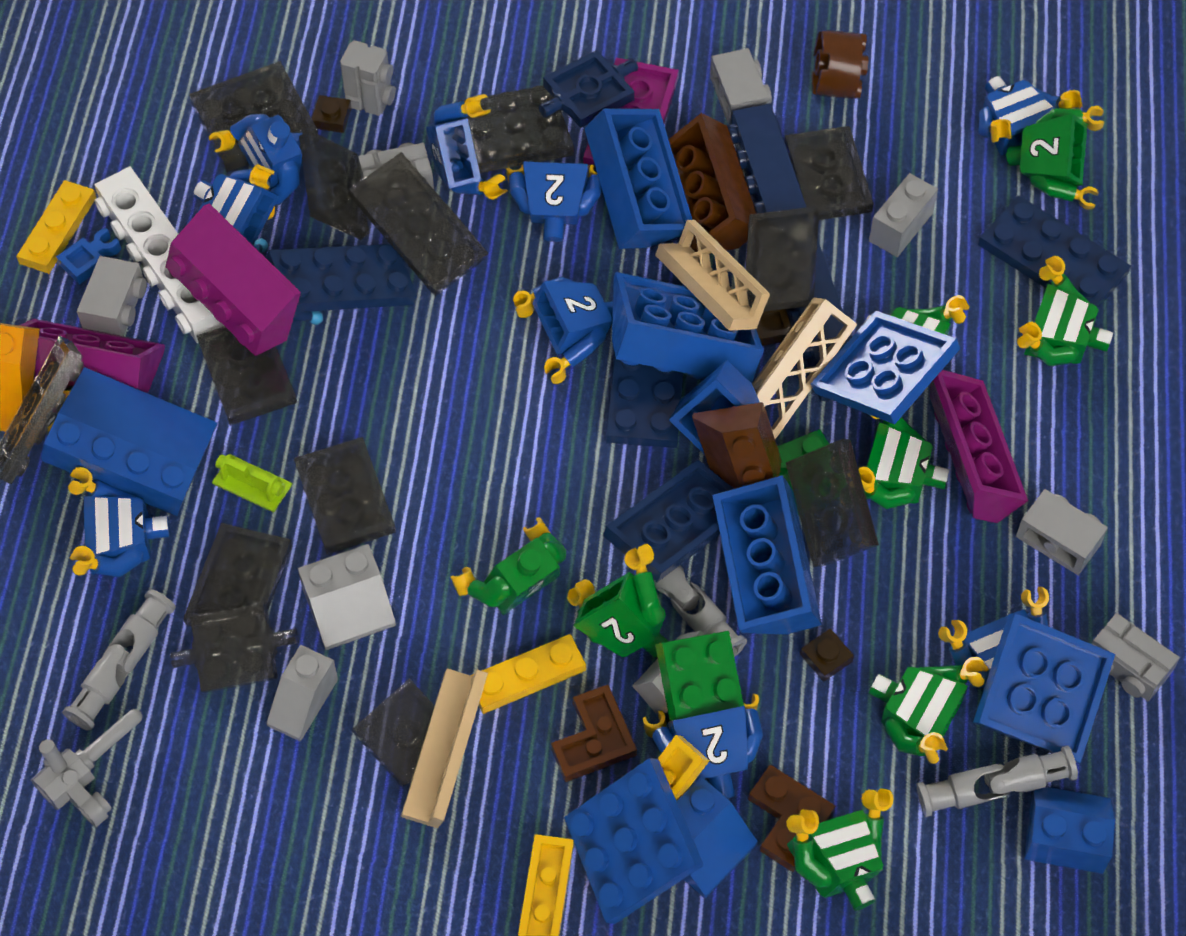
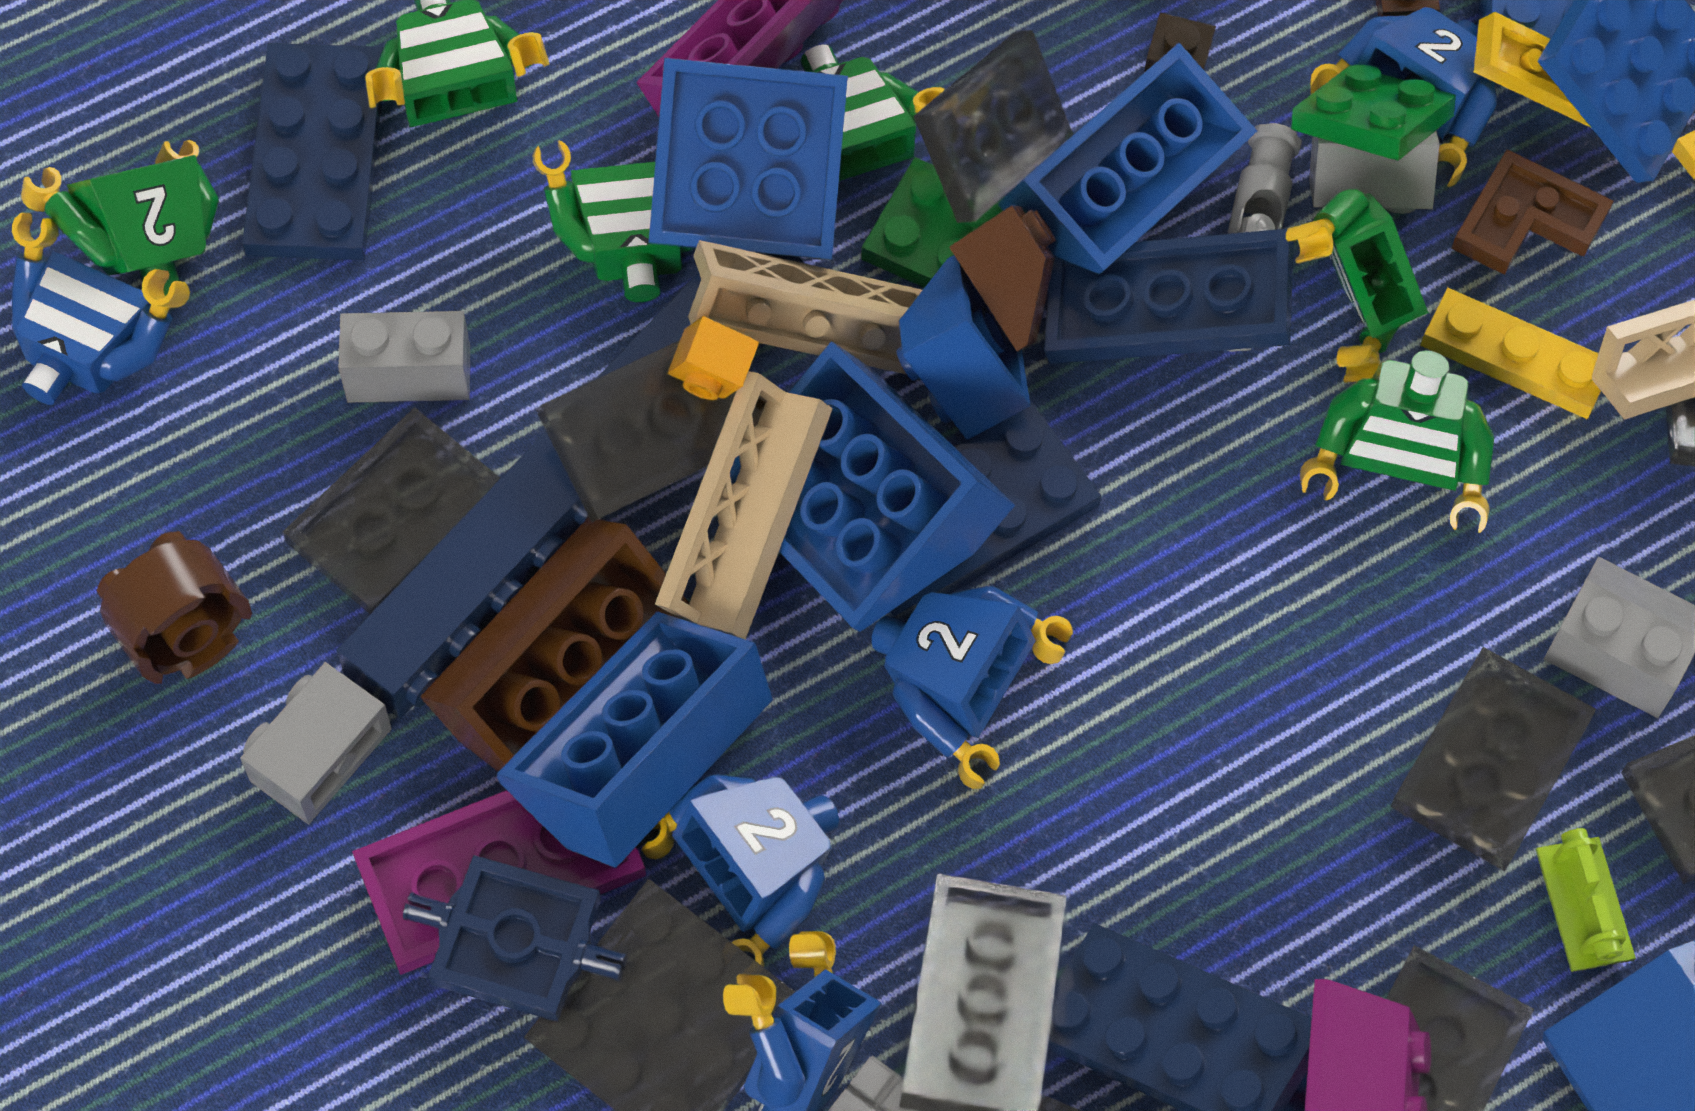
camera: 130 degrees left, 5 degrees up
(786, 285) = (712, 359): none -> light orange plate

